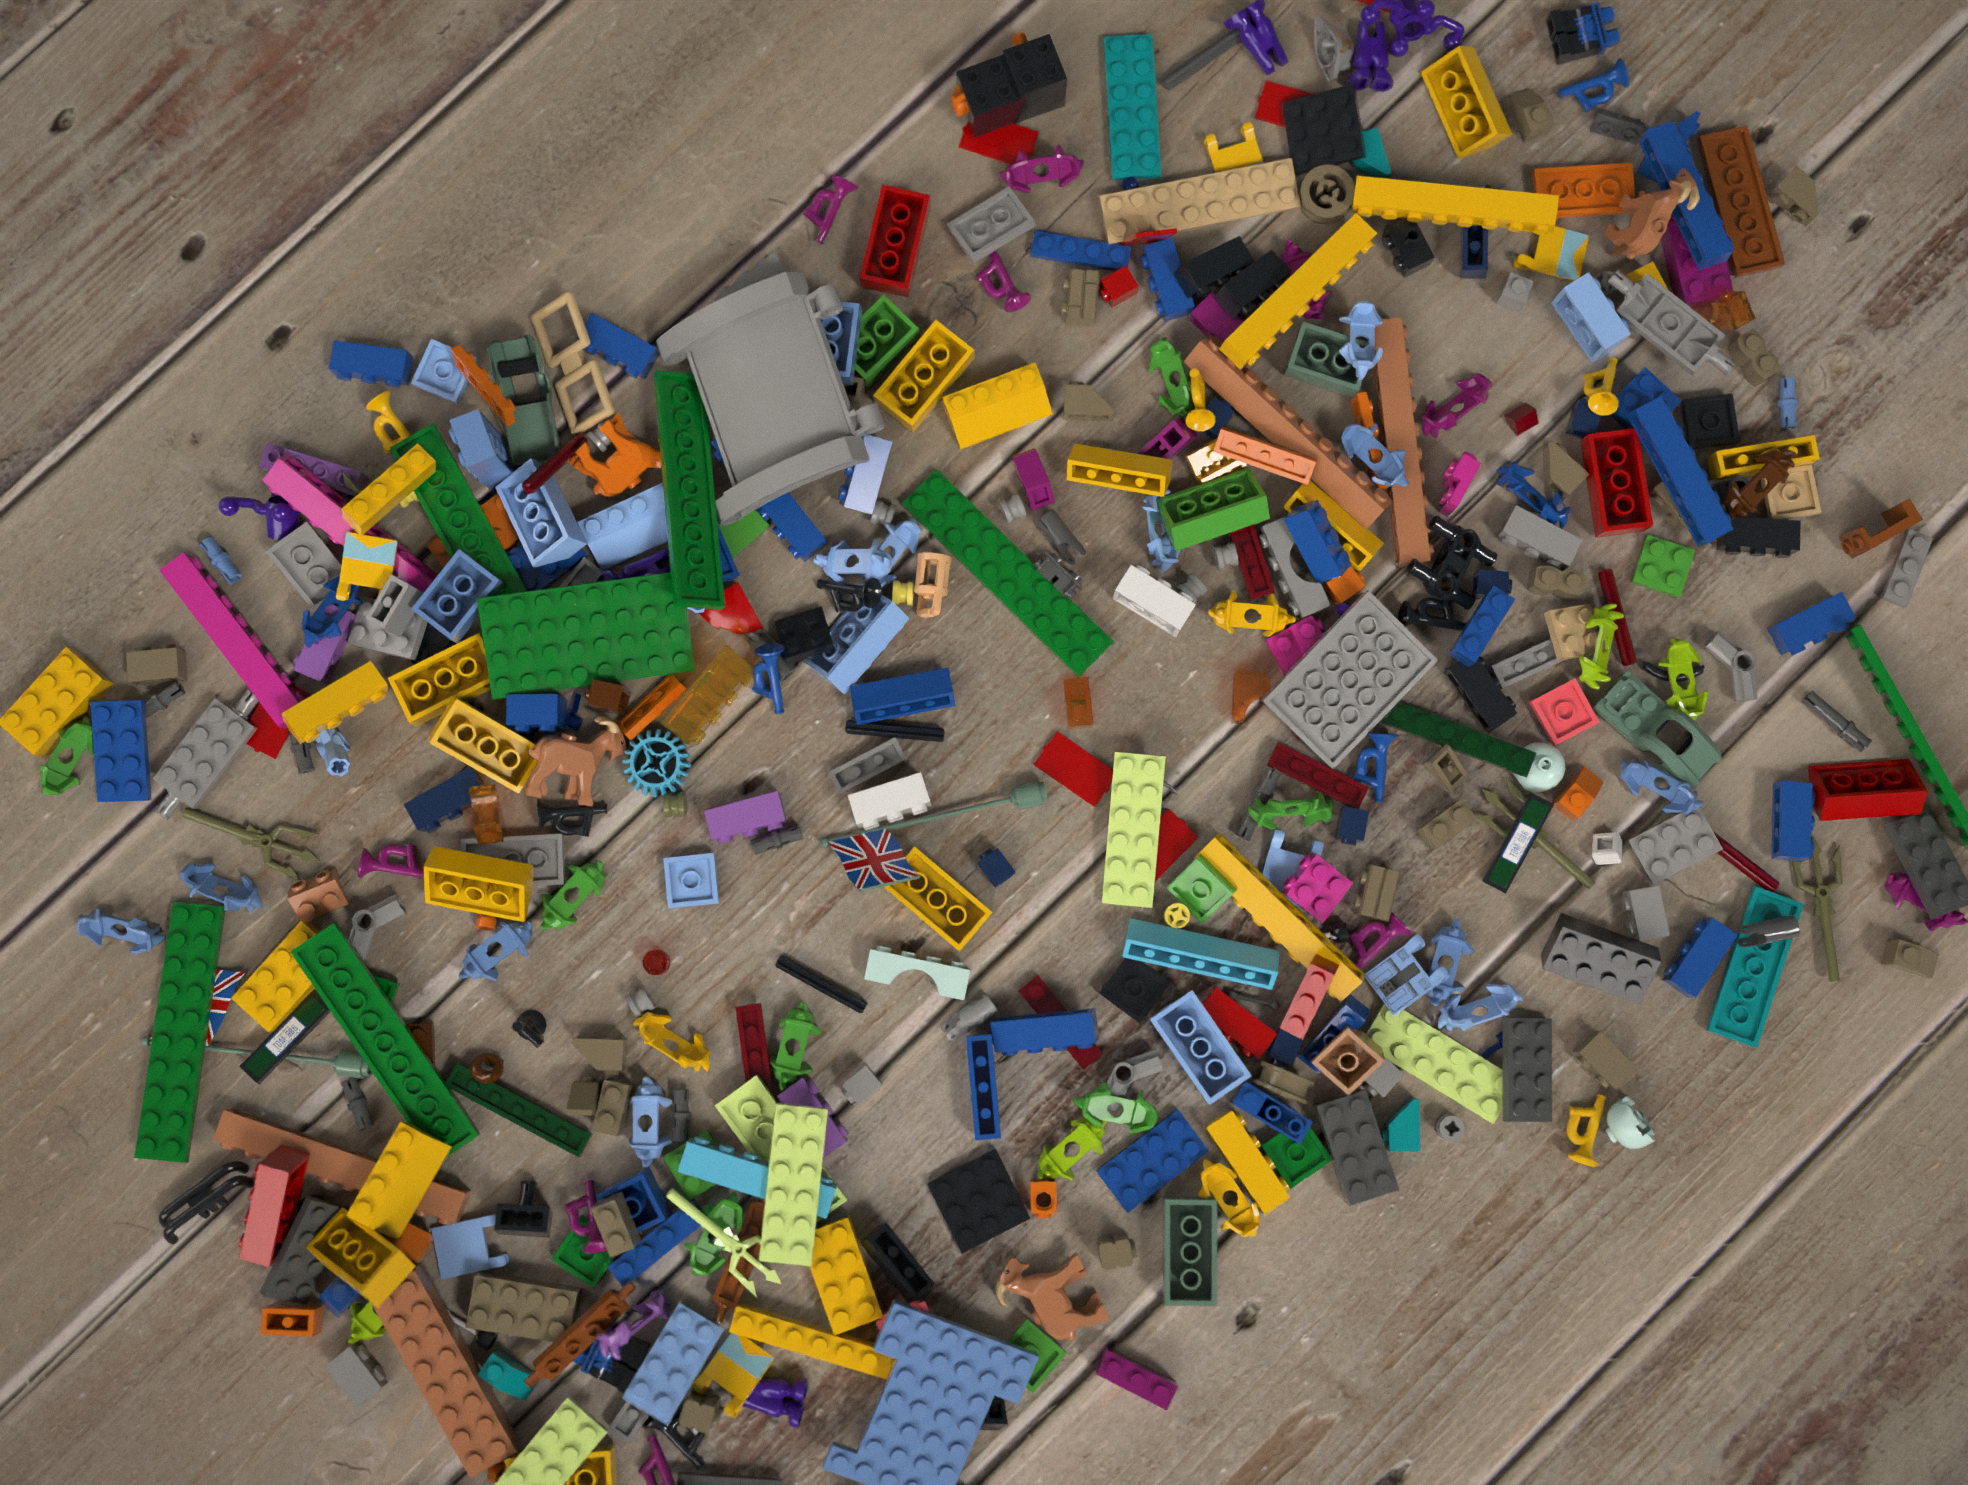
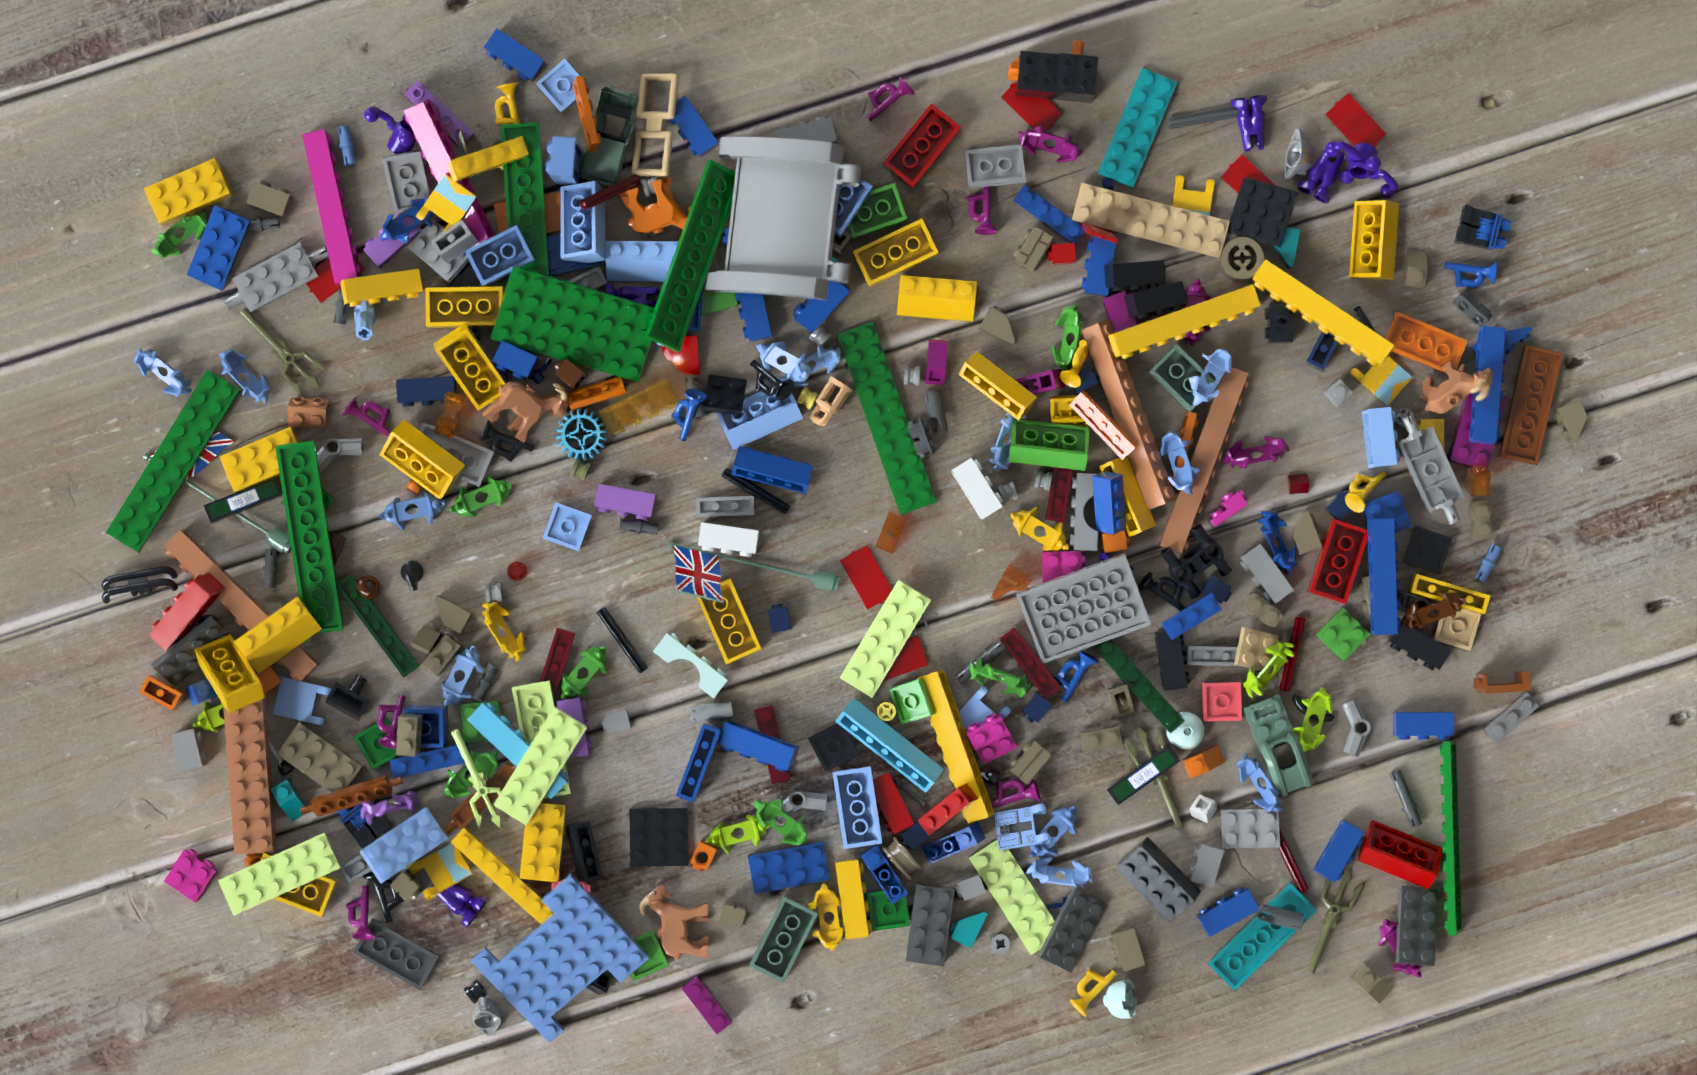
camera: 20 degrees right, 5 degrees up
(1349, 1059) = (954, 864): medium nougat slope -> none

